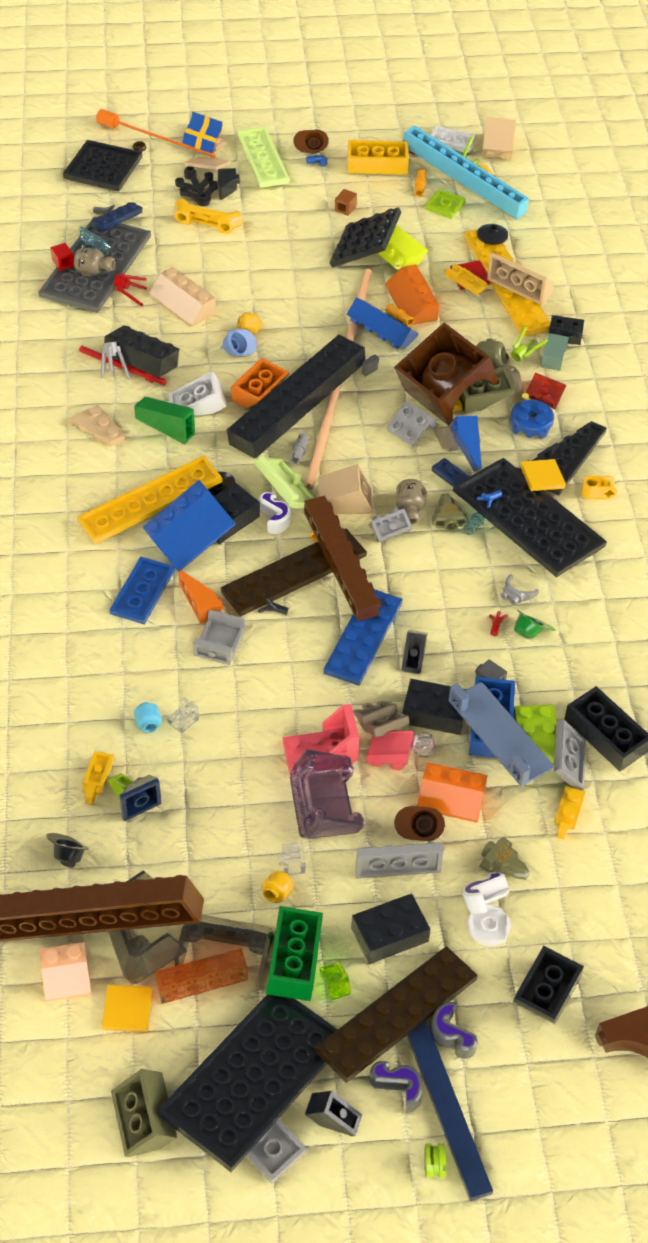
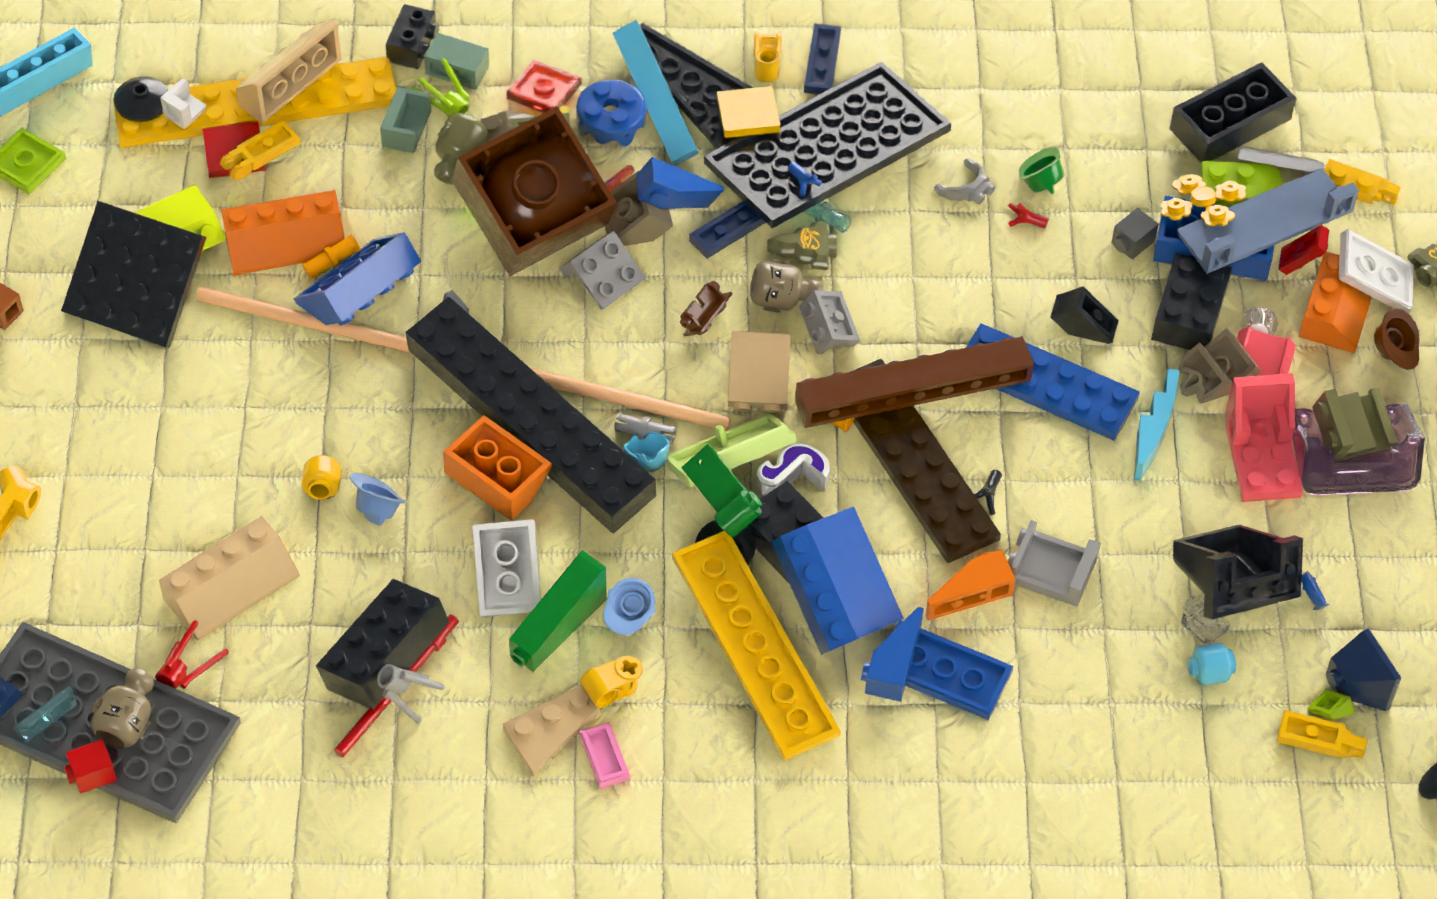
camera: 85 degrees left, 5 degrees up
(80, 447) = (604, 755): none -> bright pink tile
(122, 442) = (612, 681): none -> yellow piece
(138, 557) = (892, 660): none -> blue slope
(173, 447) = (629, 606): none -> light blue hat
(210, 720) = (1241, 568): none -> black windscreen
(212, 778) = (1313, 591): none -> blue piece
(233, 477) = (722, 489): none -> green door
(279, 447) = (648, 452): none -> medium azure hair
(336, 690) = (1153, 427): none -> medium azure slope
(336, 786) = (1354, 424): none -> olive piece
(382, 465) = (698, 318): none -> reddish brown hinge
(466, 412) = (619, 177): none -> clear red bar
(478, 810) = (1376, 271): none -> white tile
(488, 244) = (180, 105): none -> white panel
(489, 768) = (1304, 250): none -> red plate
(505, 332) = (405, 119): none -> sand green panel
(512, 696) = (1203, 197): none -> yellow plant
(551, 436) = (655, 92): none -> medium azure tile
(603, 514) = (822, 58): none -> dark blue plate

